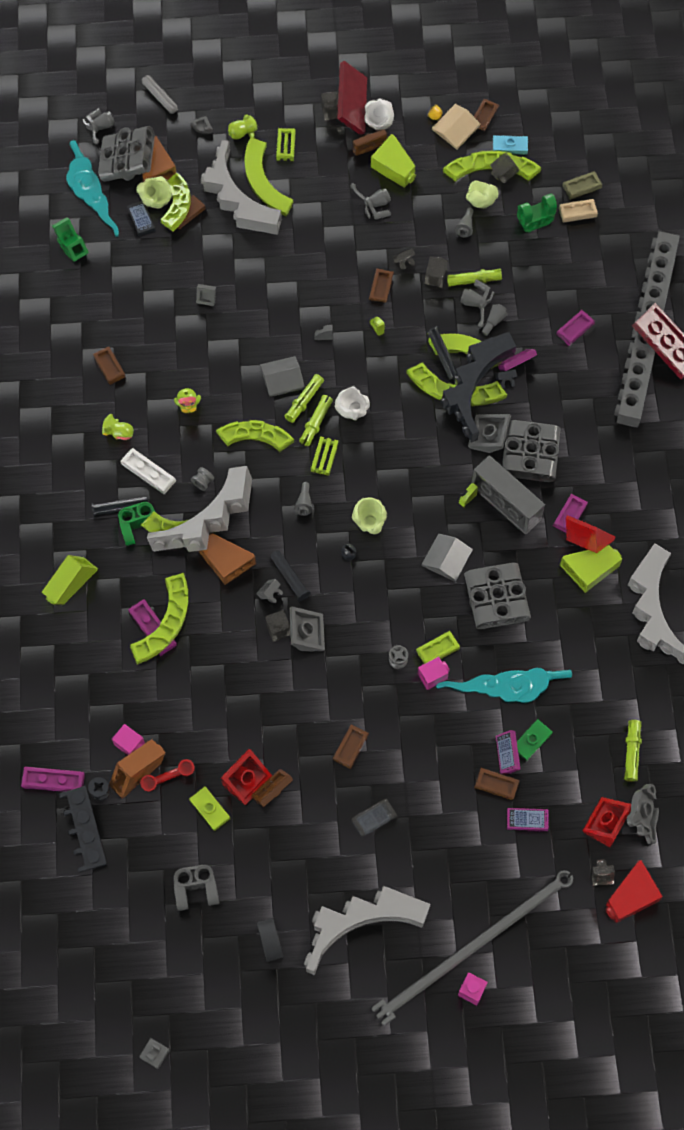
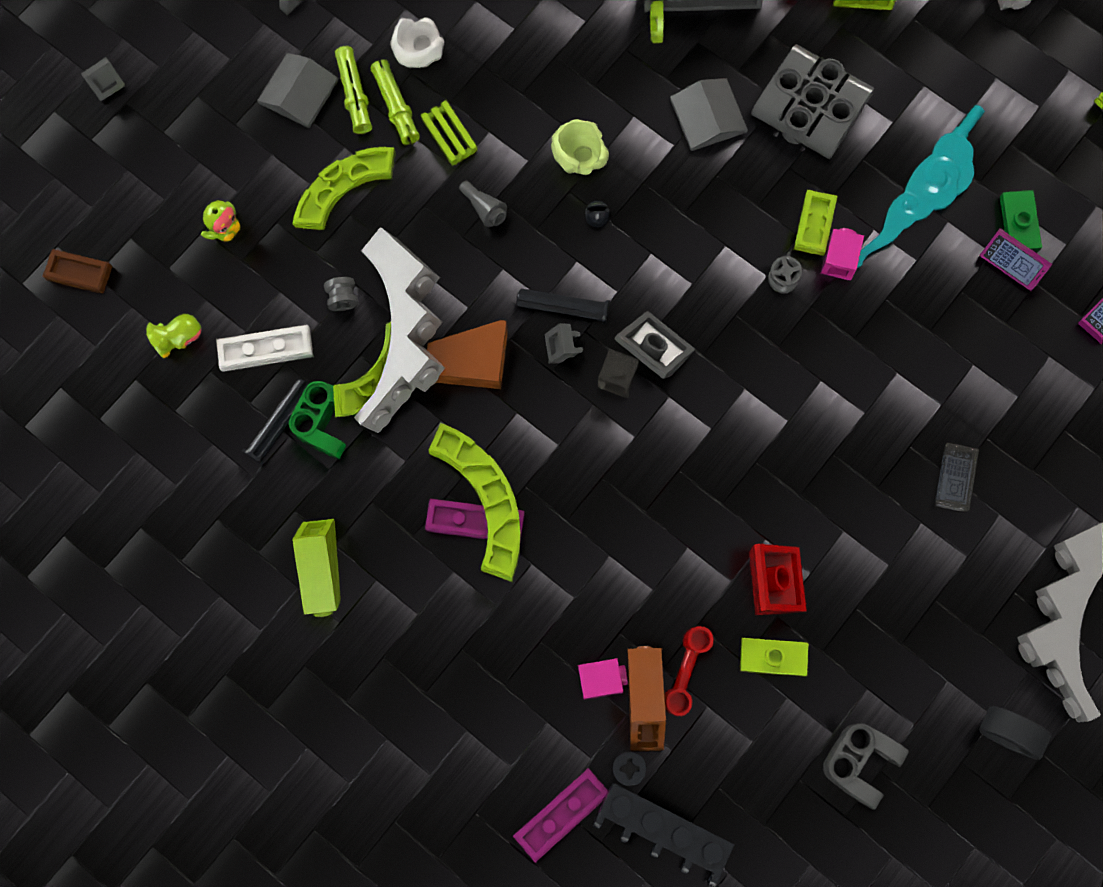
camera: 40 degrees left, 10 degrees up
(272, 787) = (817, 561): reddish brown plate -> none
(350, 746) = (844, 426): reddish brown tile -> none
(497, 784) = (1038, 306): reddish brown tile -> none

